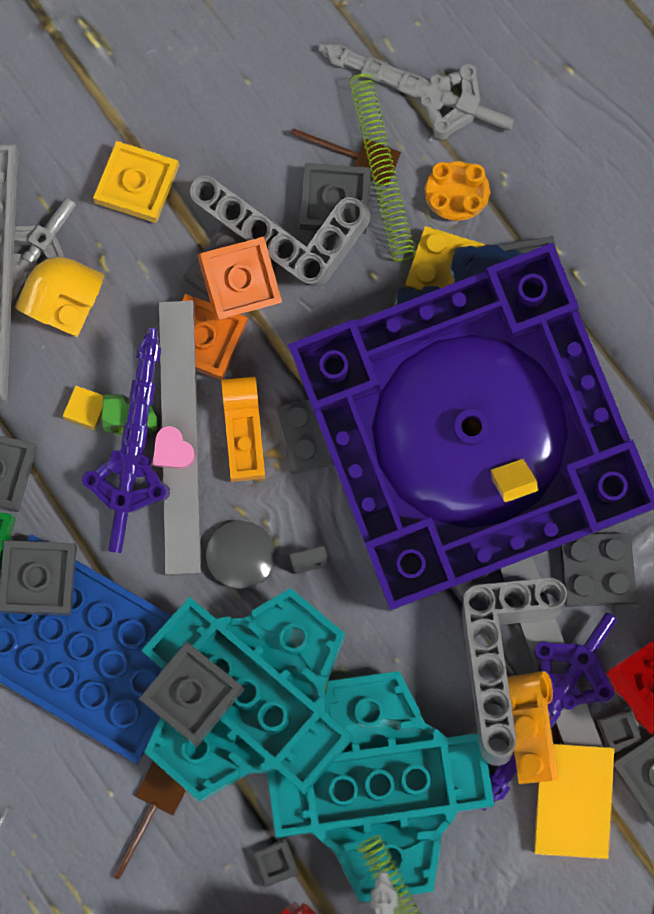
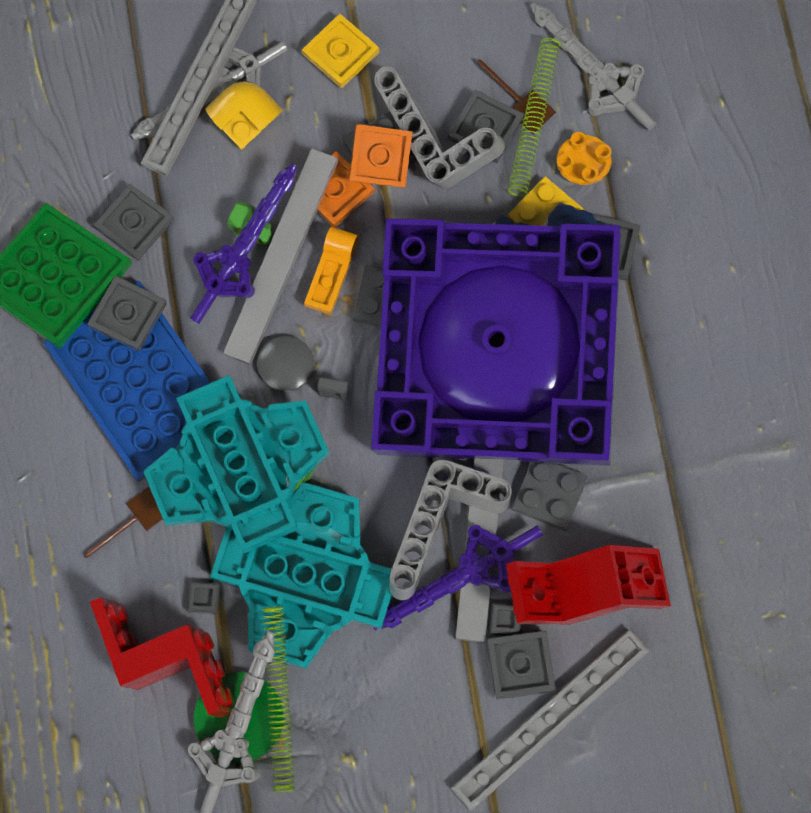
camera: 30 degrees right, 0 degrees up
(84, 408) = (221, 205): yellow tile -> none
(172, 450) = (269, 262): bright pink tile -> none
(191, 694) = (195, 444): dark grey plate -> none
(514, 480) = (510, 394): yellow tile -> none
(532, 727) = (436, 581): light orange plate -> none
(576, 808) = (444, 652): yellow tile -> none

